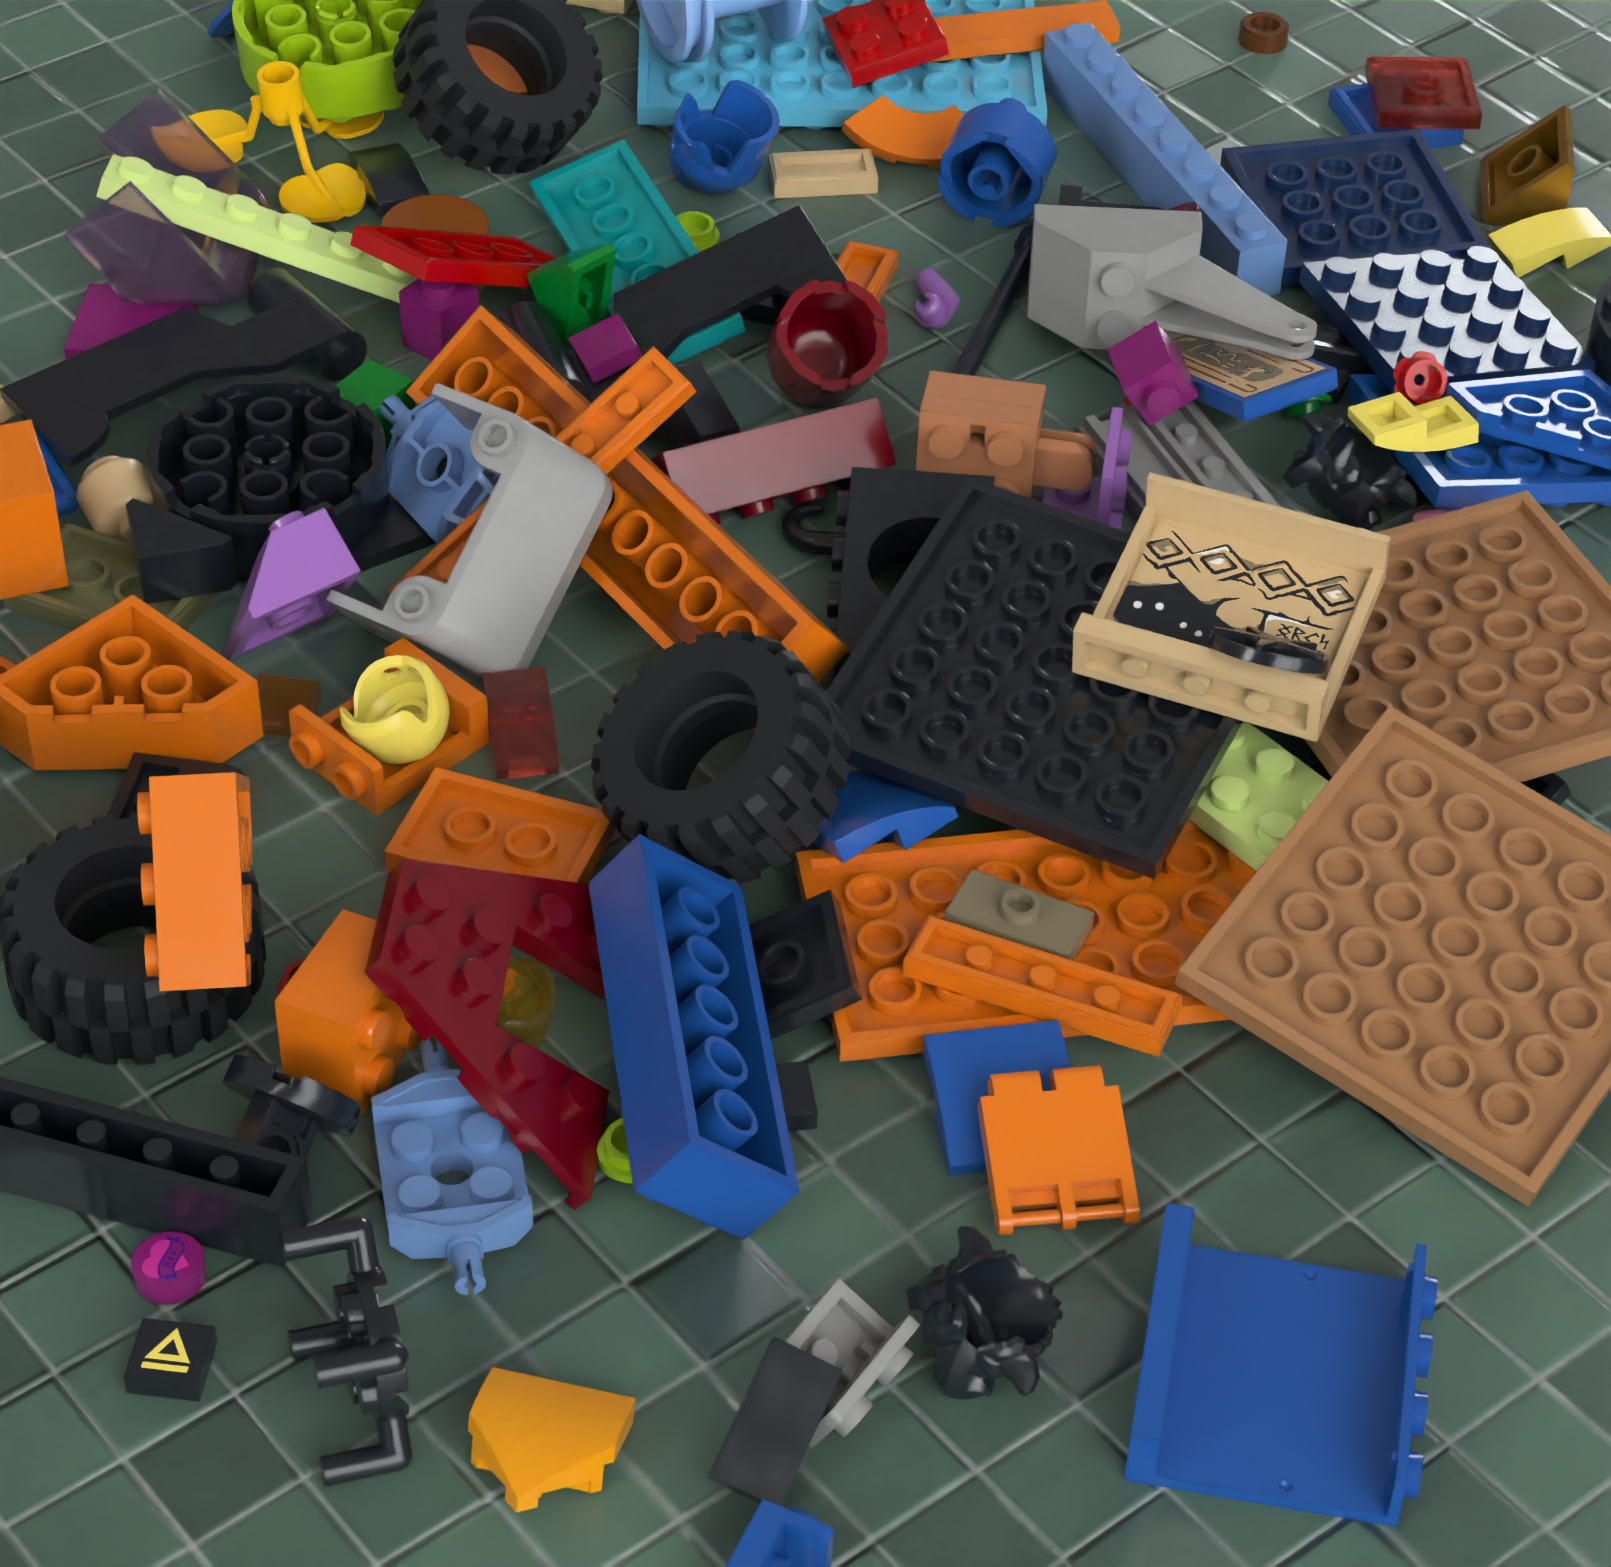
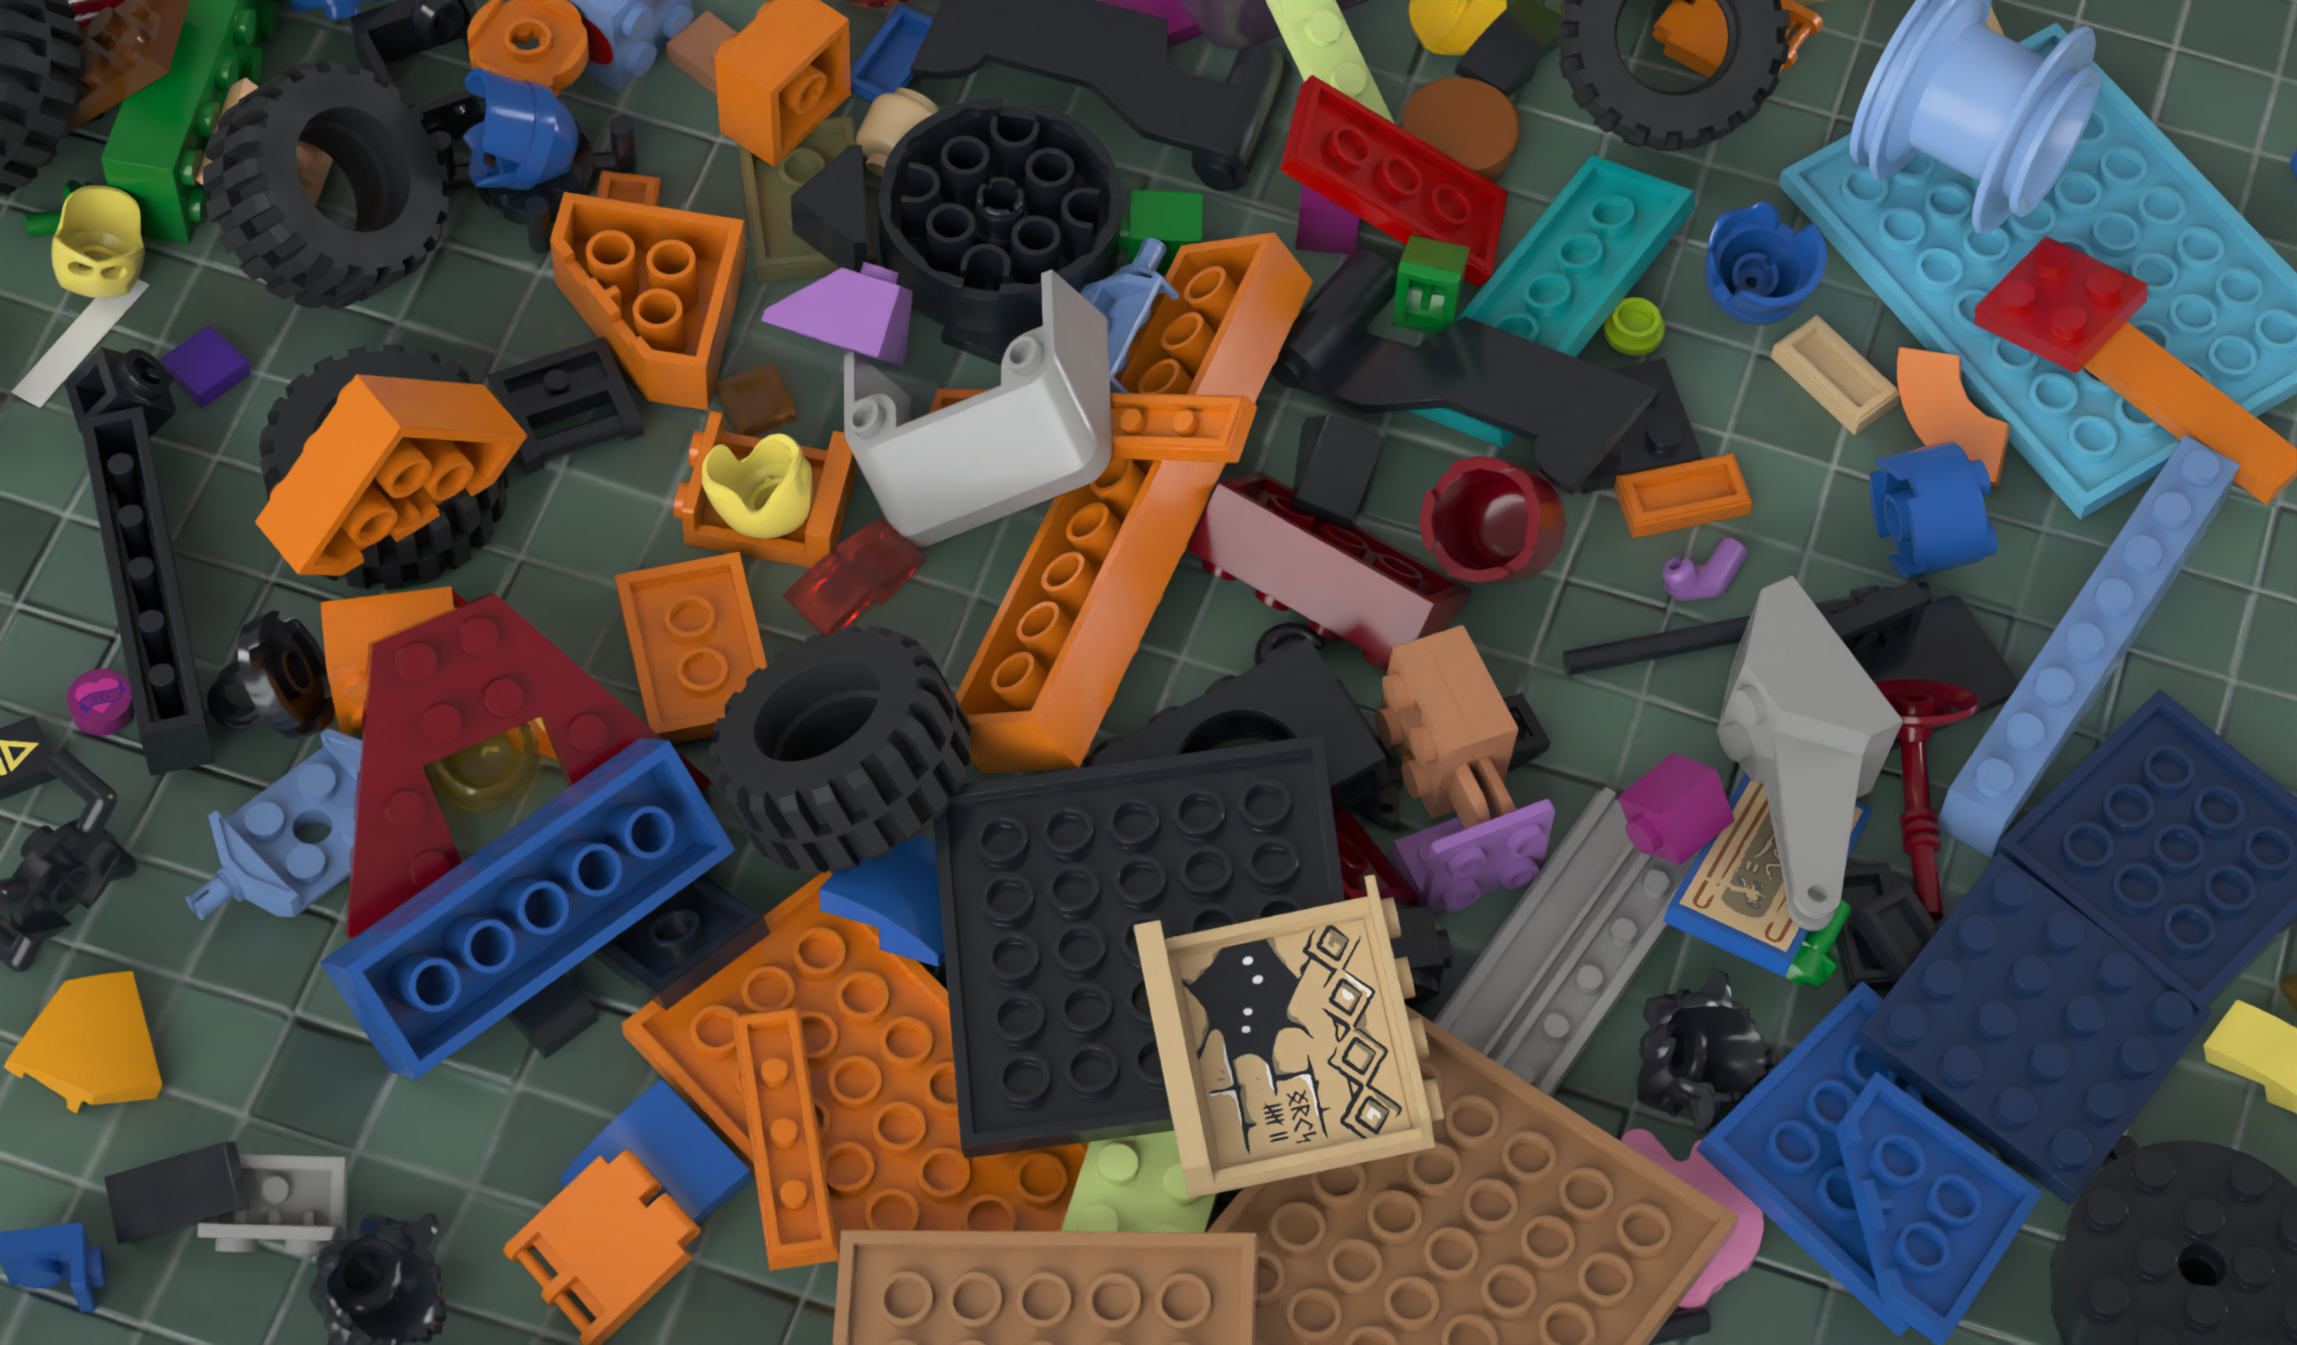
camera: 55 degrees right, 15 degrees up
(605, 348) = (1378, 355): magenta tile -> none
(1020, 915) = (849, 1079): dark tan plate -> none
(1269, 650) = (1222, 1095): black wheel -> none
(1421, 428) = (1773, 1063): light yellow slope -> none
(1433, 374) = (1857, 1054): red plate -> none

